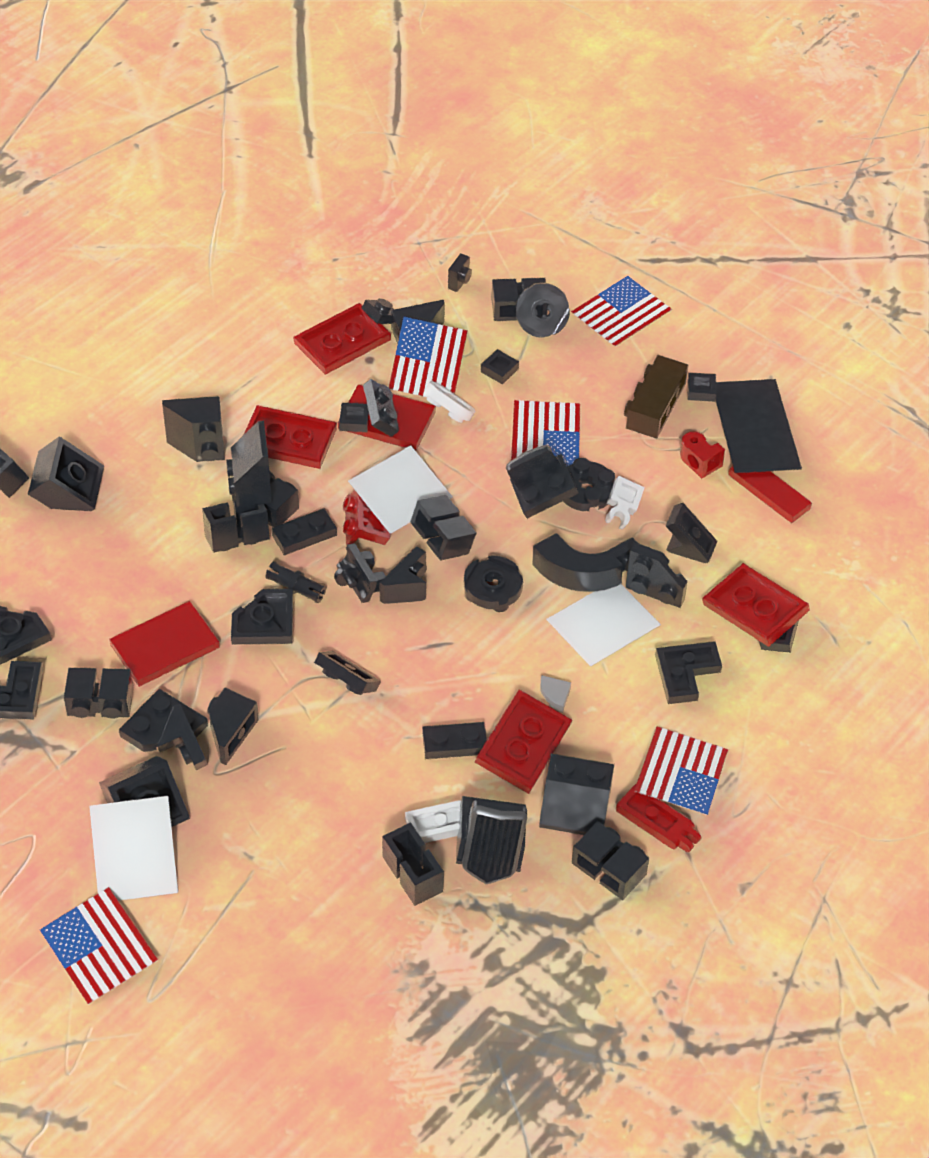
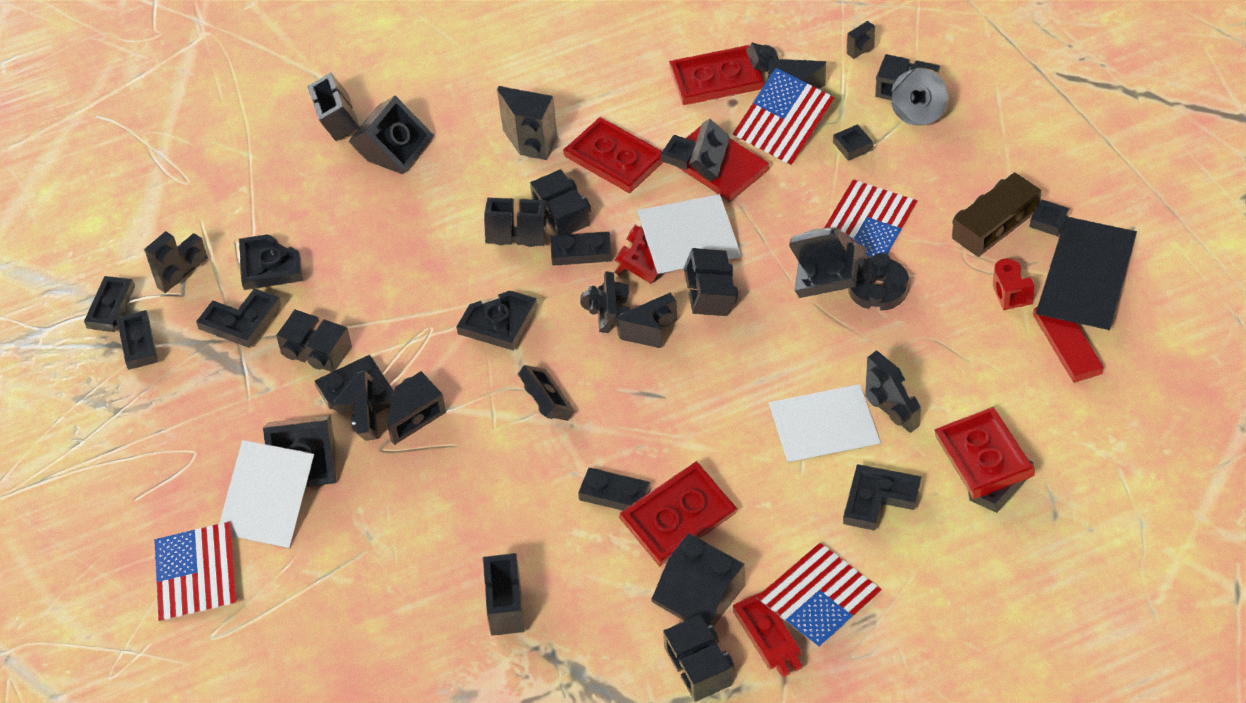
camera: 30 degrees right, 0 degrees up
(164, 643) = (398, 314): red tile -> none
(250, 468) = (546, 172): black slope -> none
(295, 581) = (545, 293): black pin -> none
(436, 821) = (556, 564): white plate -> none
(441, 396) = (783, 162): white plate -> none
(488, 596) = (732, 365): black plate -> none
(491, 838) = (593, 595): black piece -> none
(555, 692) = (736, 476): light grey tile -> none
(581, 570) = (823, 364): black arch -> none
(621, 310) = (1010, 119): sticker -> none
(624, 499) = (907, 307): white plate -> none
(689, 535) = (953, 362): black slope -> none

